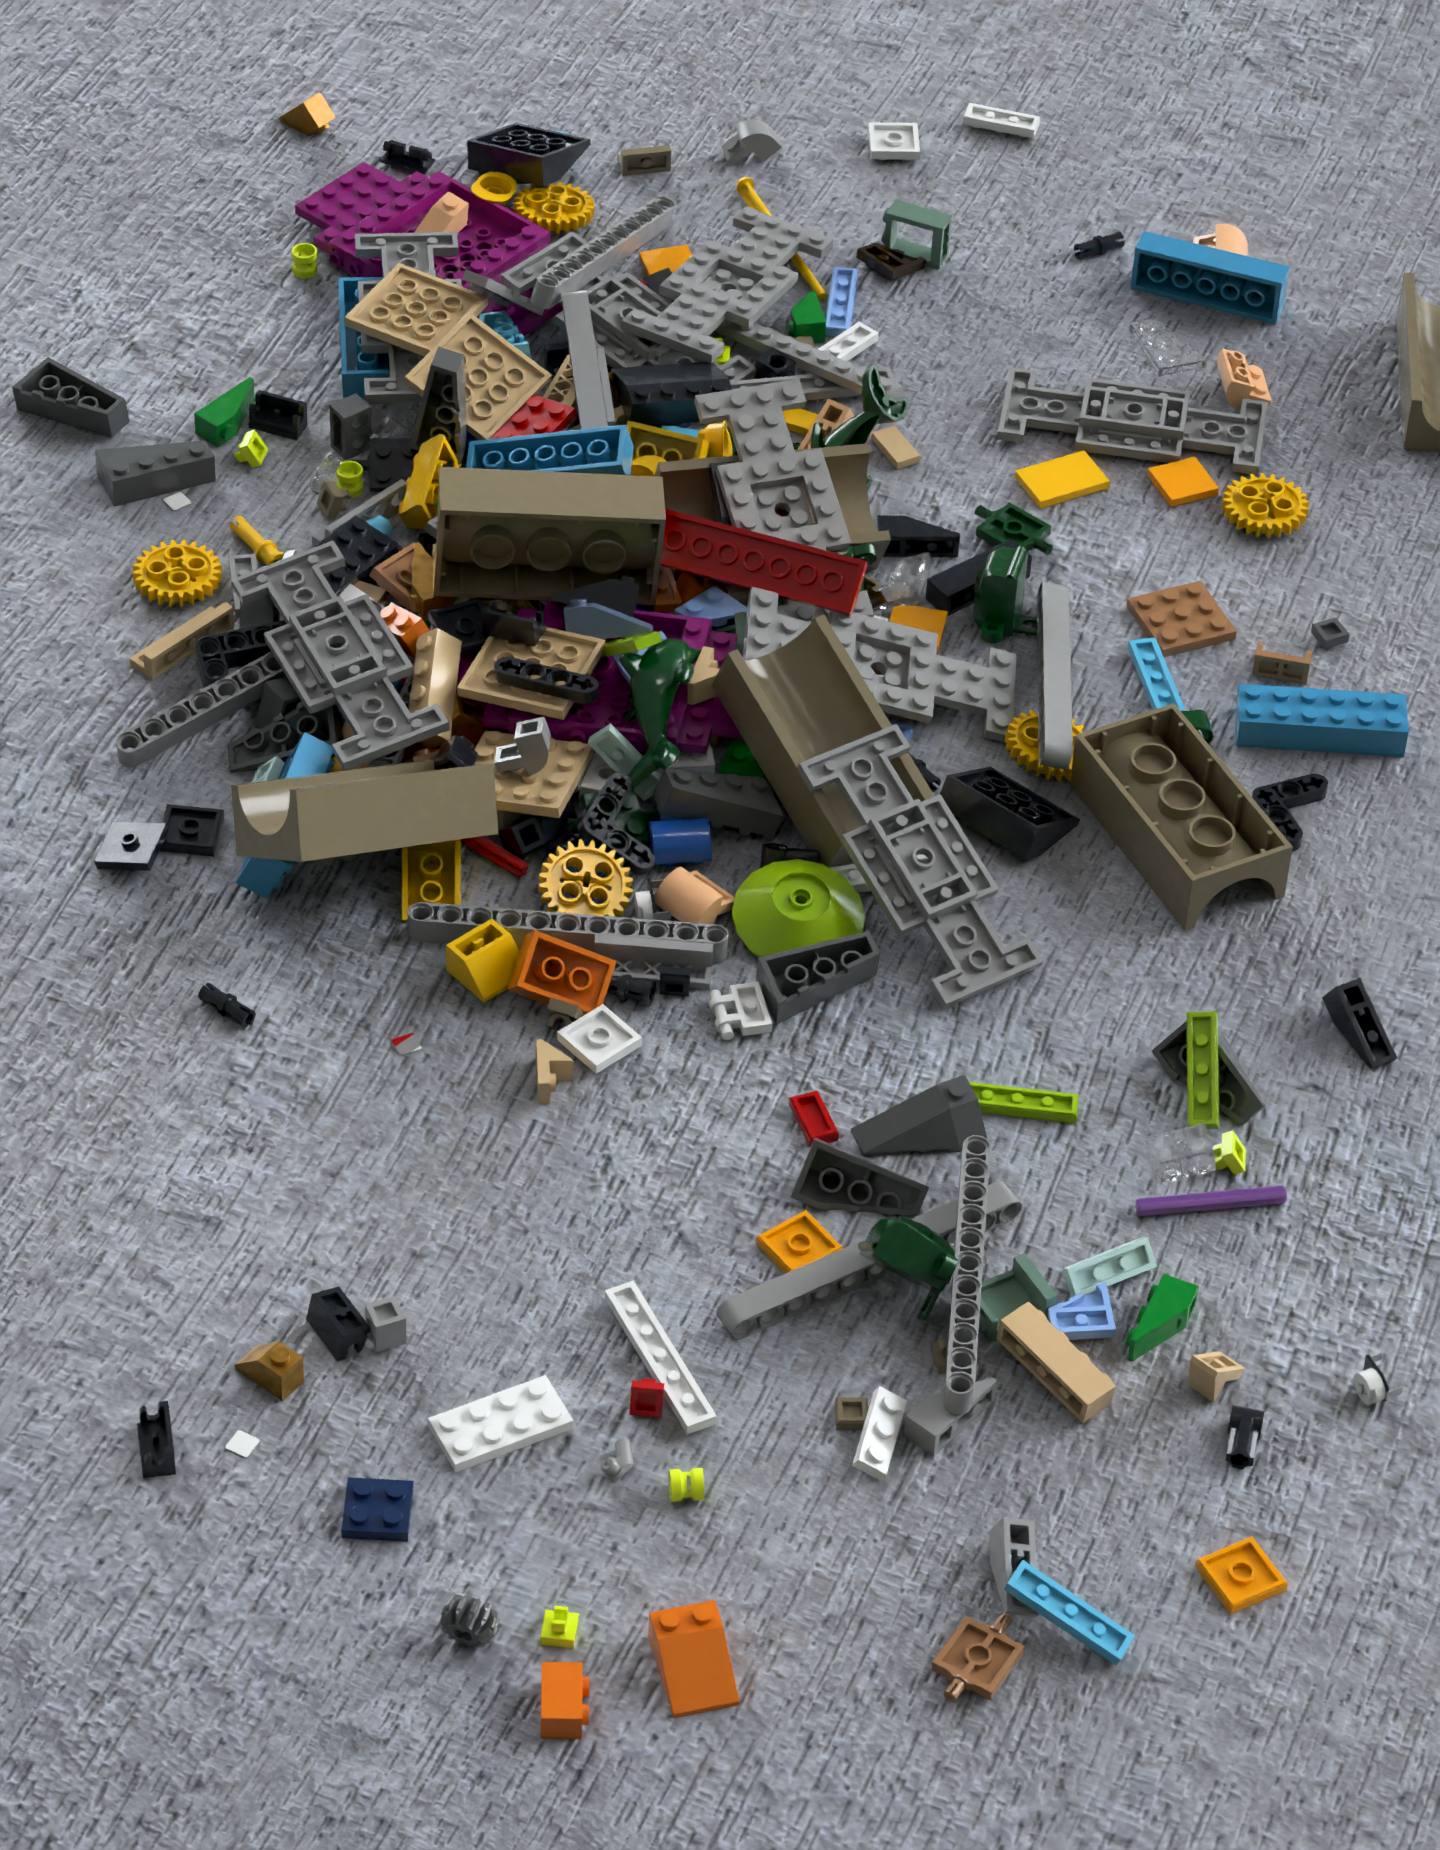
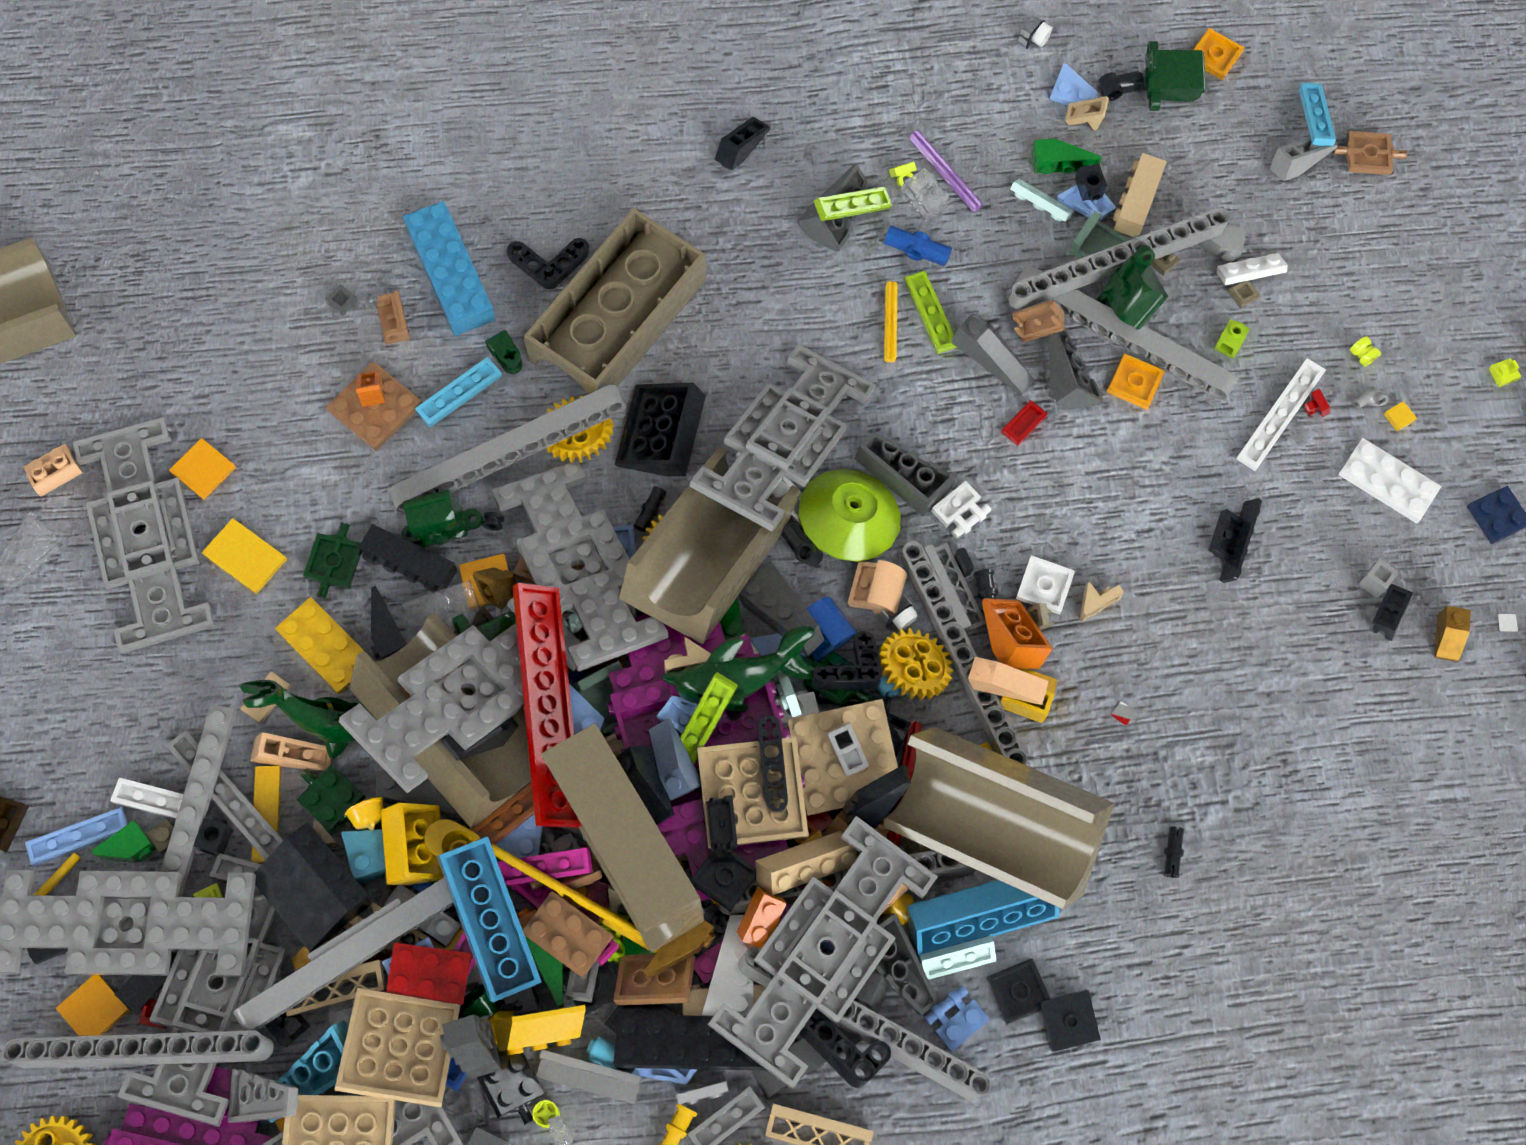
camera: 120 degrees left, 25 degrees up
(194, 775) = (961, 1025): none -> medium blue plate
(332, 499) = (580, 1113): dark tan tile -> none
(509, 915) = (1006, 681): none -> light nougat slope
(539, 1223) = (1233, 538): none -> black bracket
(576, 1480) = (1400, 416): none -> yellow tile
(693, 1658) = (1475, 292): orange slope -> none
(793, 1357) = (1232, 338): none -> lime brick
(898, 600) = (495, 586): none -> pearl gold slope
(927, 498) = (321, 643): none -> yellow plate
(933, 1173) = (1039, 321): none -> medium nougat hinge
(979, 650) = (493, 521): none -> black bush
(1025, 1058) = (890, 335): none -> yellow axle
(1098, 1307) = (1093, 175): none -> black brick
(1114, 1122) = (917, 245): none -> blue piece
(1197, 603) = (370, 388): none -> orange slope
(1223, 1473) = (1173, 75): none -> dark green piece
(1265, 505) = (221, 409): yellow gear -> none
(1266, 1386) = (1071, 87): none -> light blue wing

